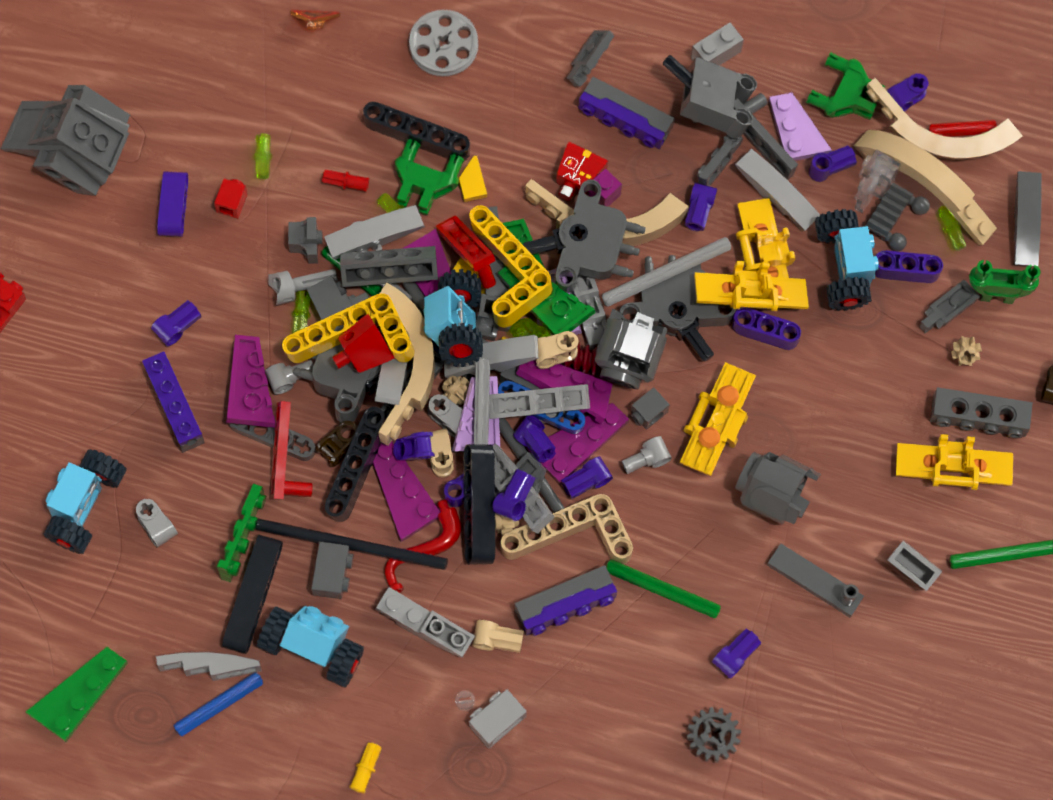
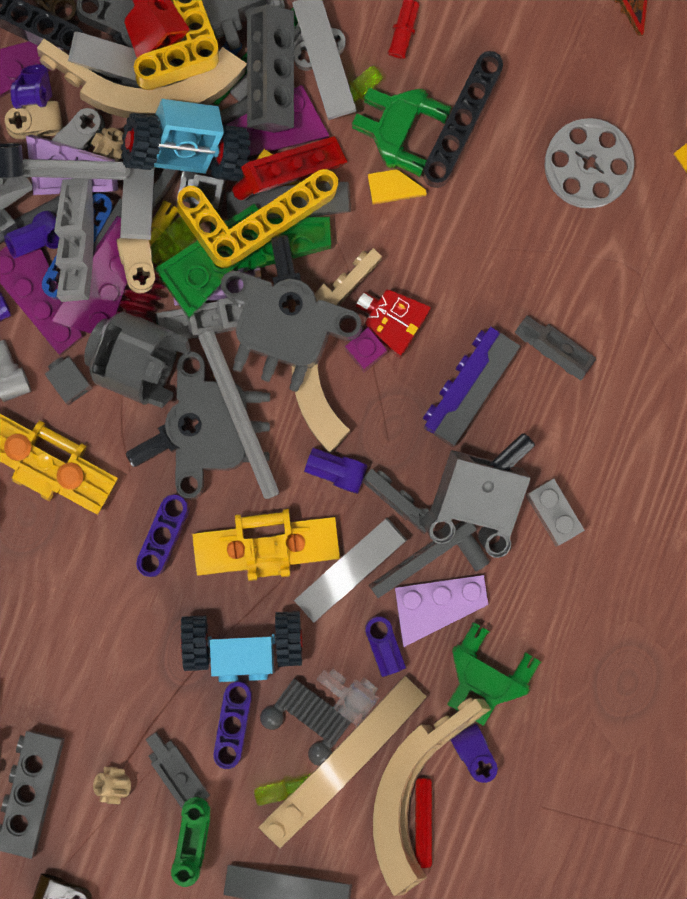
camera: 100 degrees right, 15 degrees up
(773, 291) = (214, 518): yellow piece -> none

